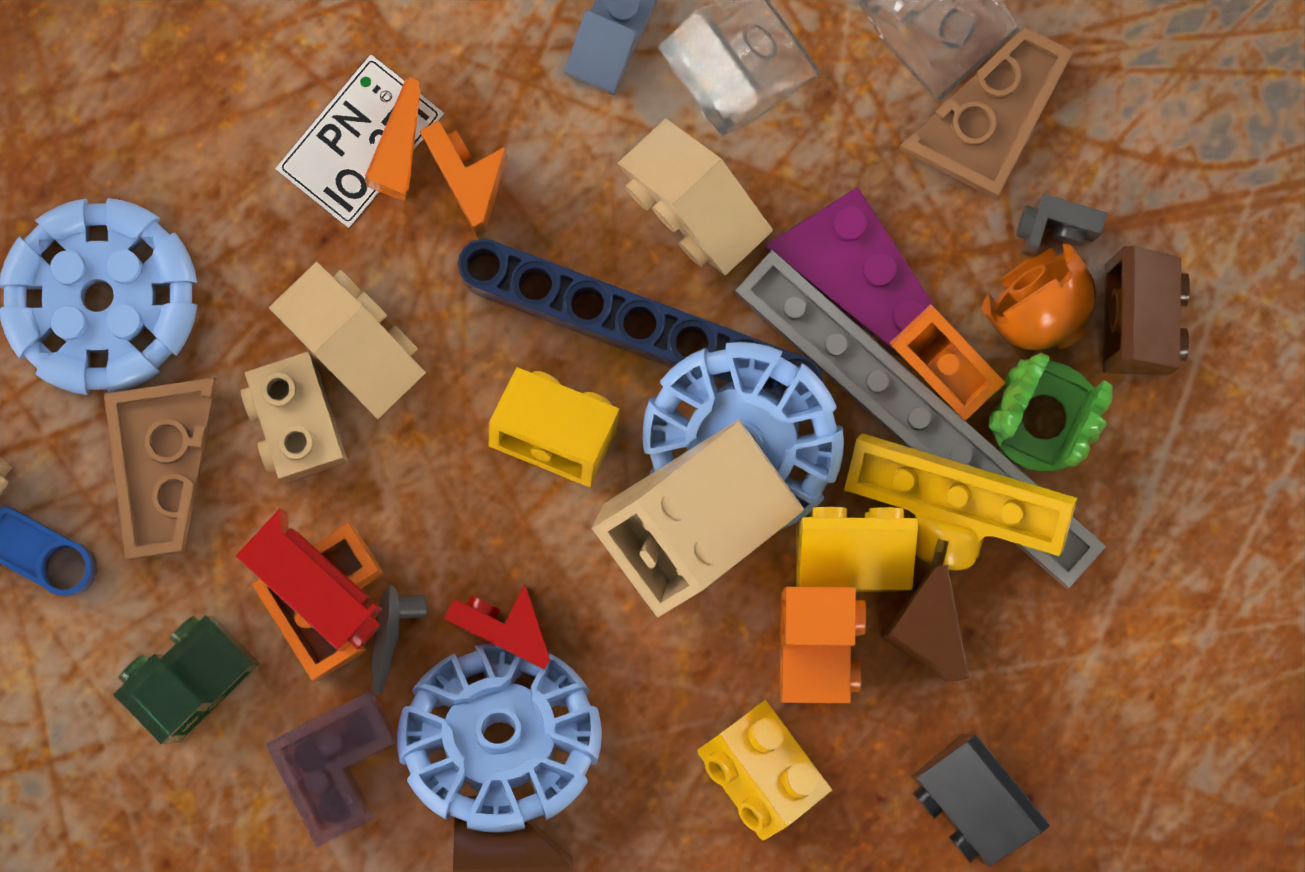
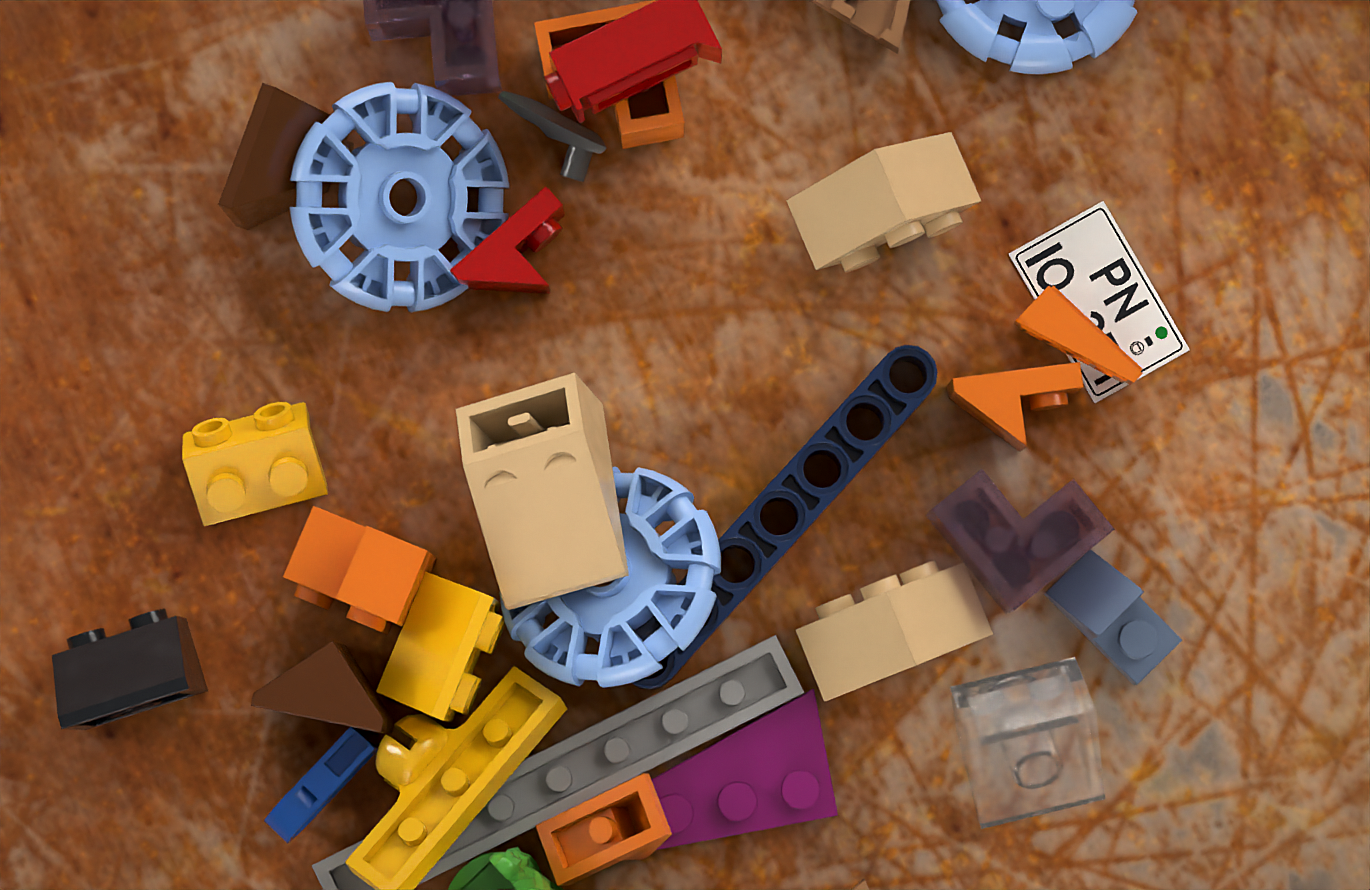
camera: 110 degrees right, 0 degrees up
(294, 418) = (821, 115): tan brick -> none
(553, 426) = (705, 383): yellow brick -> none
(593, 126) = (1013, 553): none -> brick
(1003, 607) = (320, 784): none -> blue piece

